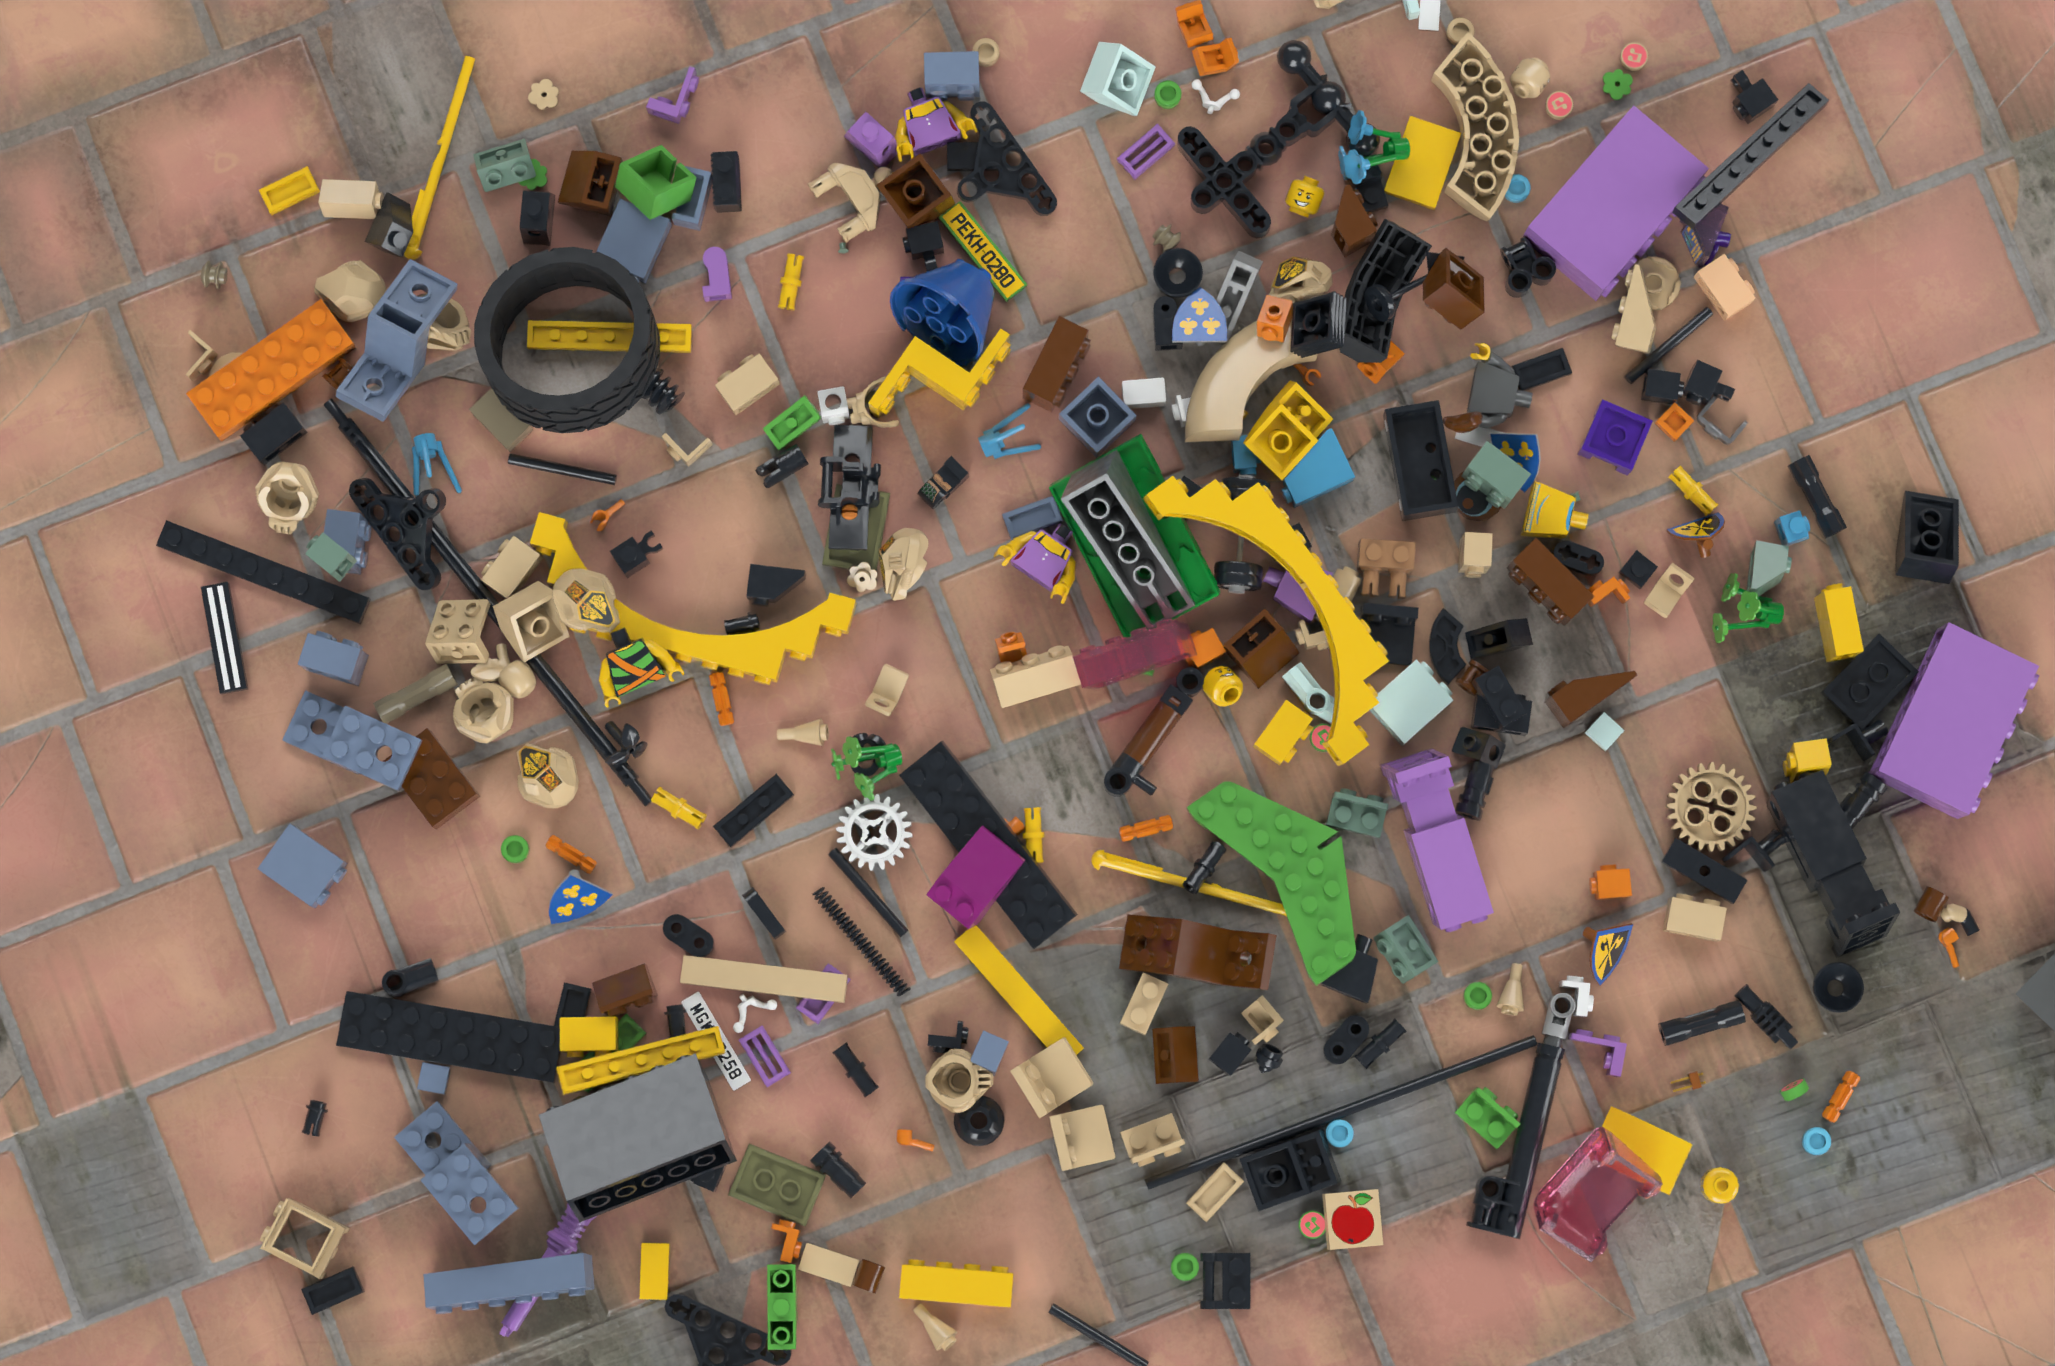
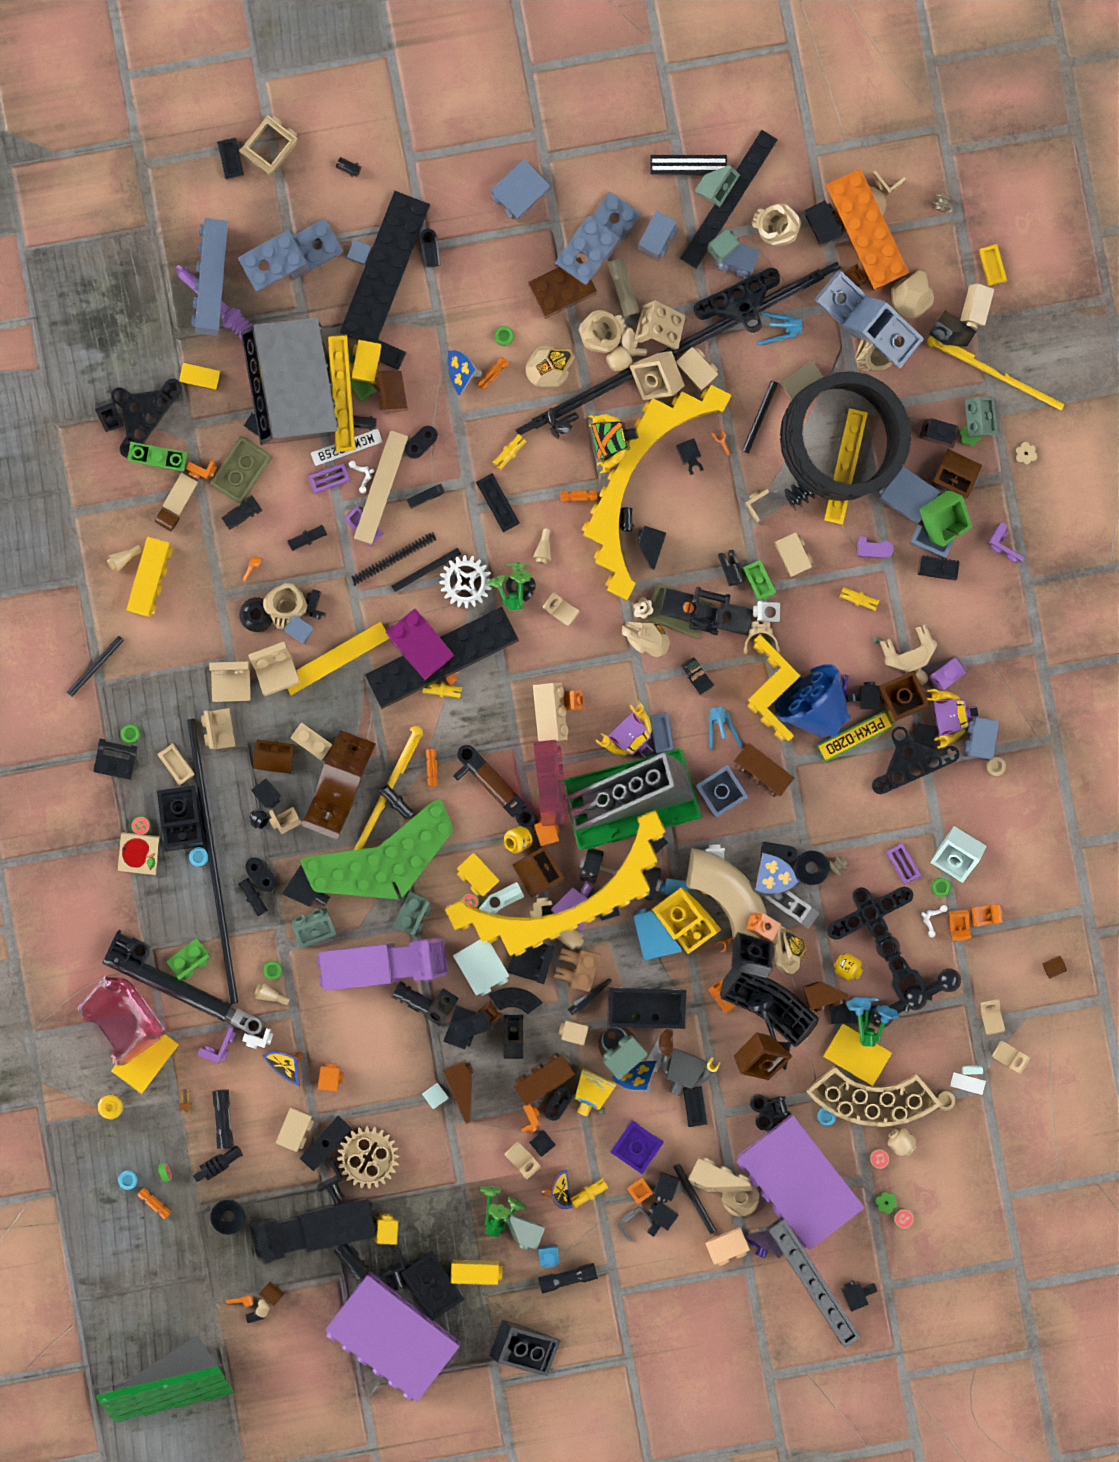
camera: 105 degrees right, 5 degrees up
(246, 590) = (717, 185): none -> sand green slope
(586, 600) = (662, 415): tan helmet -> none
(1144, 393) = (732, 827): white piece -> none
(1433, 555) = (580, 1003): none -> black piece

